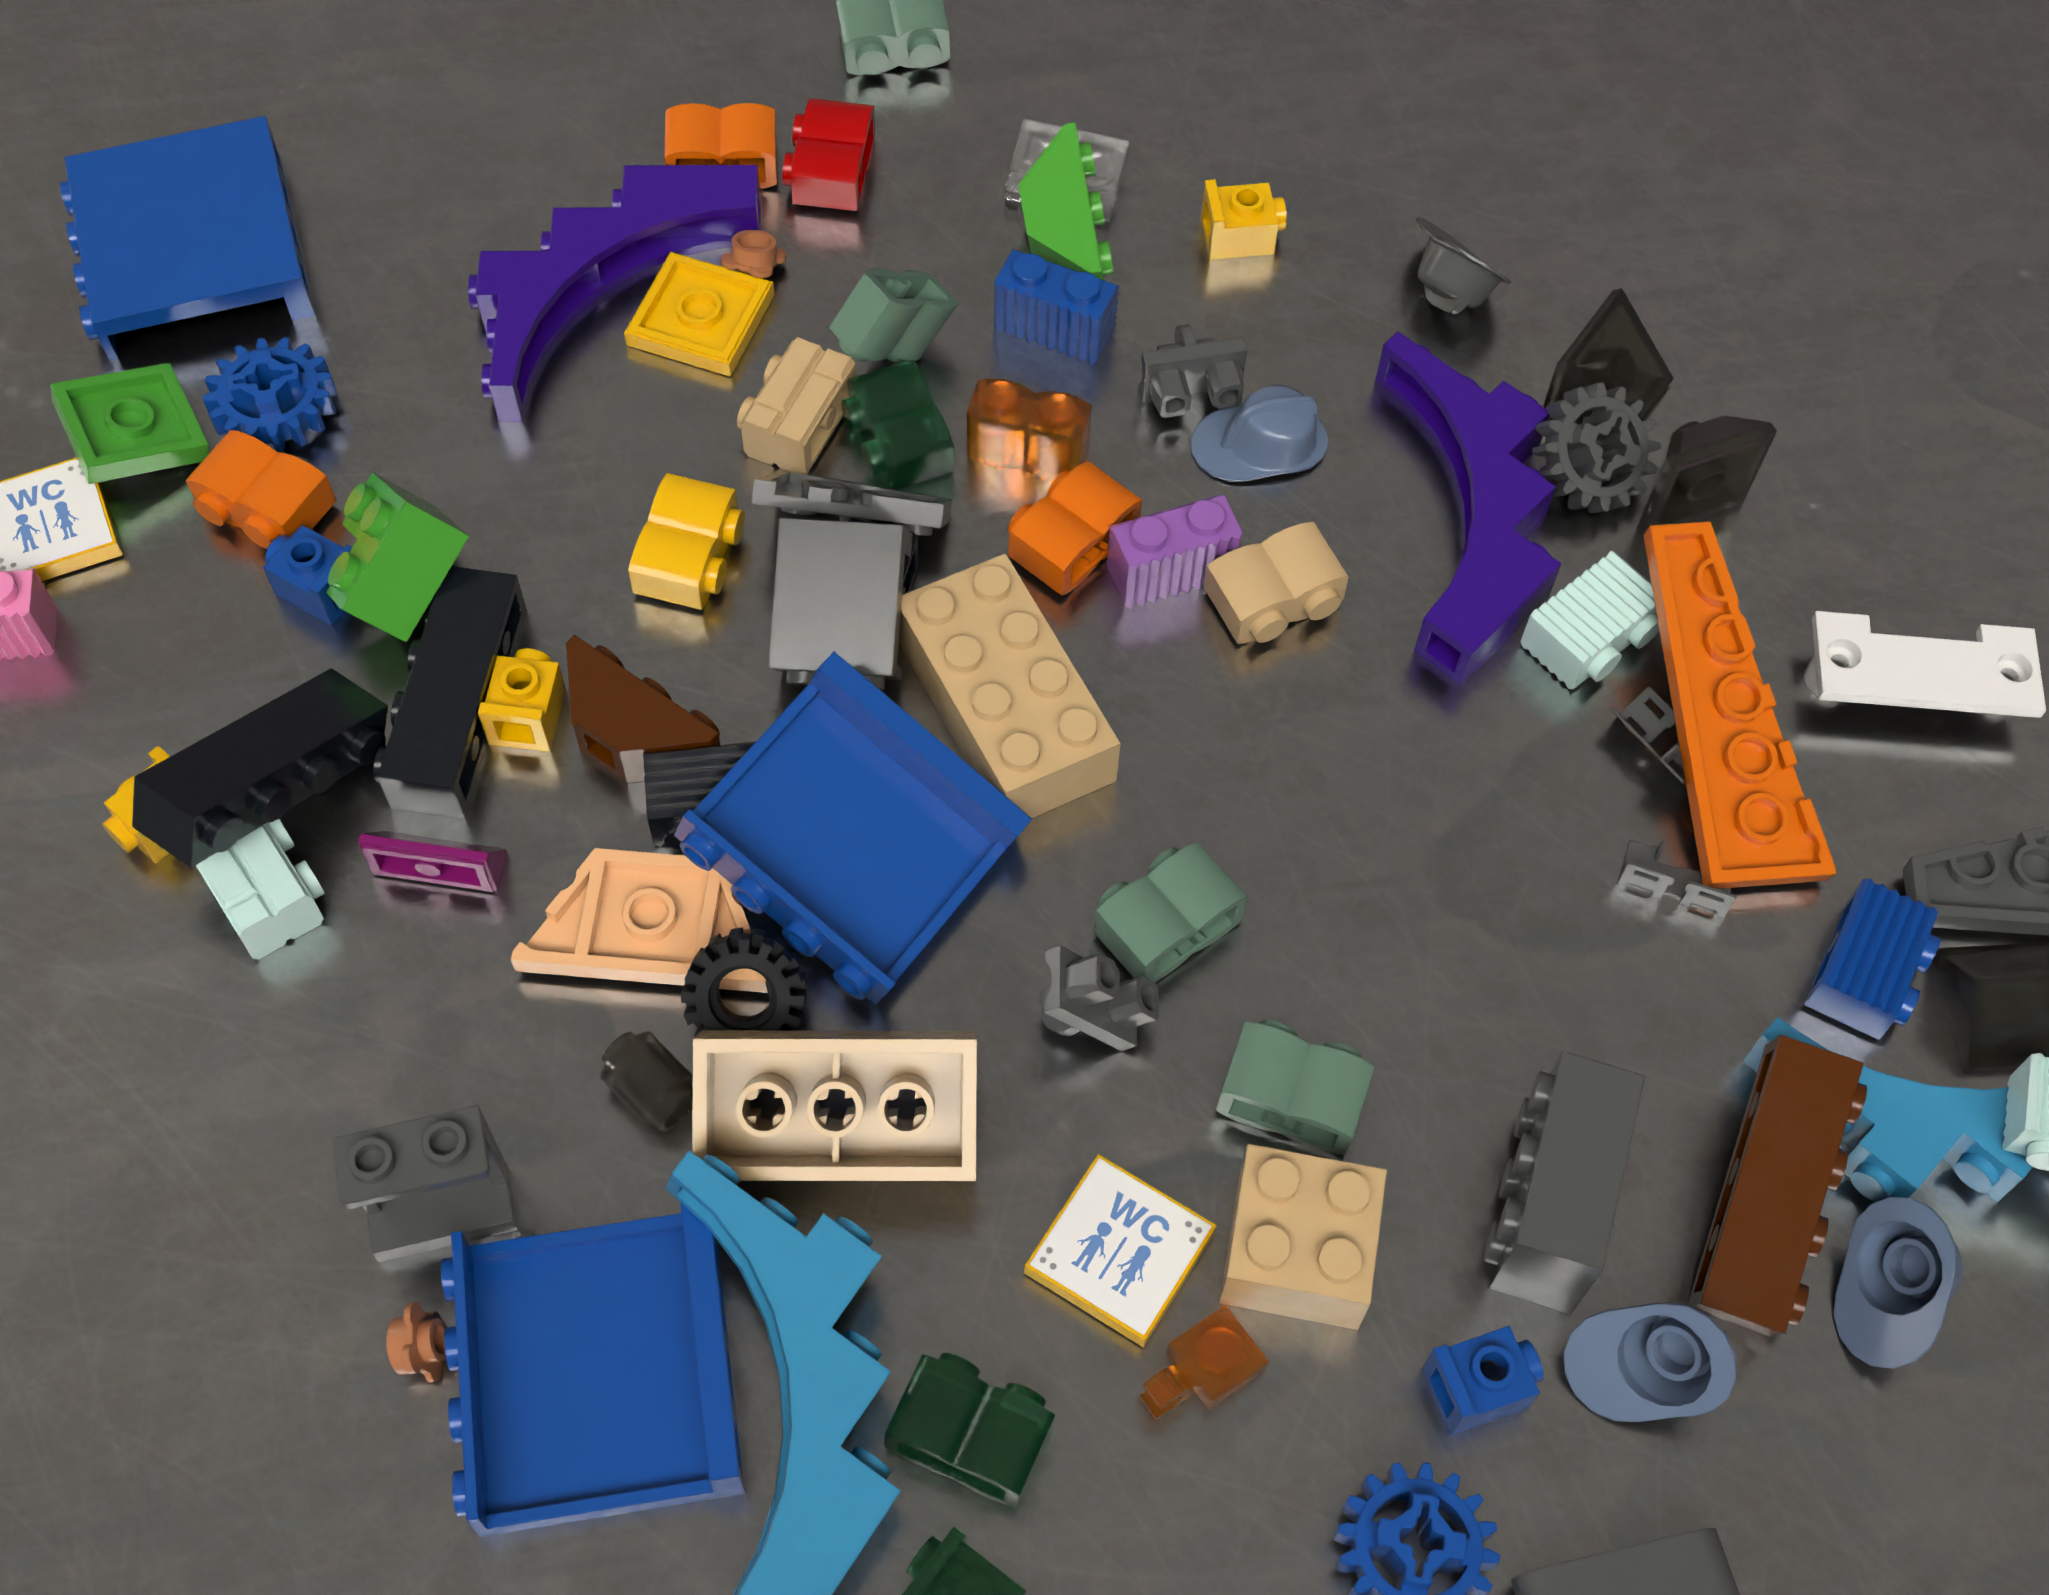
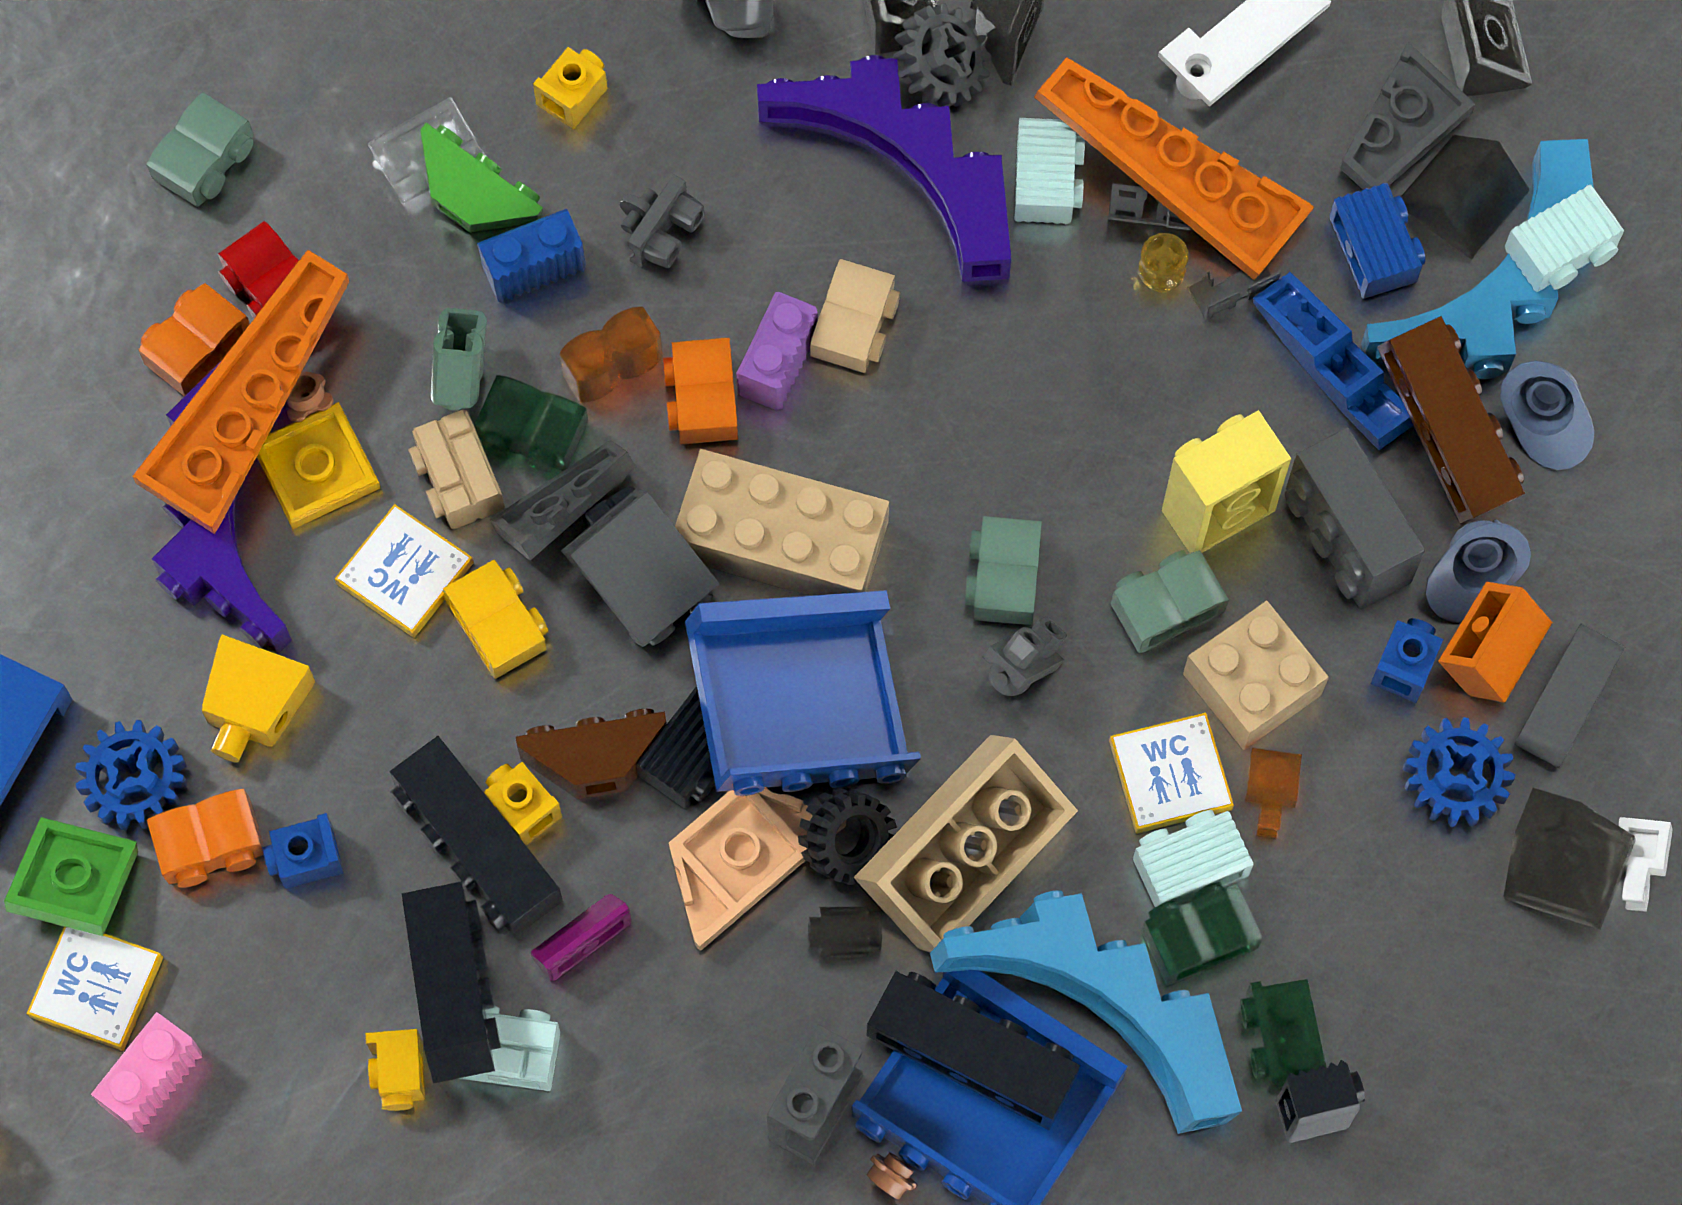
camera: 45 degrees left, 10 degrees up
(397, 558) = (362, 787): bright green brick -> none
(428, 423) = (252, 696): none -> yellow torso
(620, 1305) = (973, 1049): none -> black brick
(659, 199) = (227, 421): none -> orange wing
(663, 436) = (403, 570): none -> white tile
(1043, 1346) = (1192, 858): none -> light aqua brick
(1262, 438) = (737, 228): sand blue piece -> none
(1462, 1016) = (1225, 482): none -> light yellow brick
(1596, 1452) = (1495, 641): none -> orange brick
(1627, 776) = (1165, 250): none -> clear yellow wheel
(1710, 1030) = (1333, 359): none -> blue slope

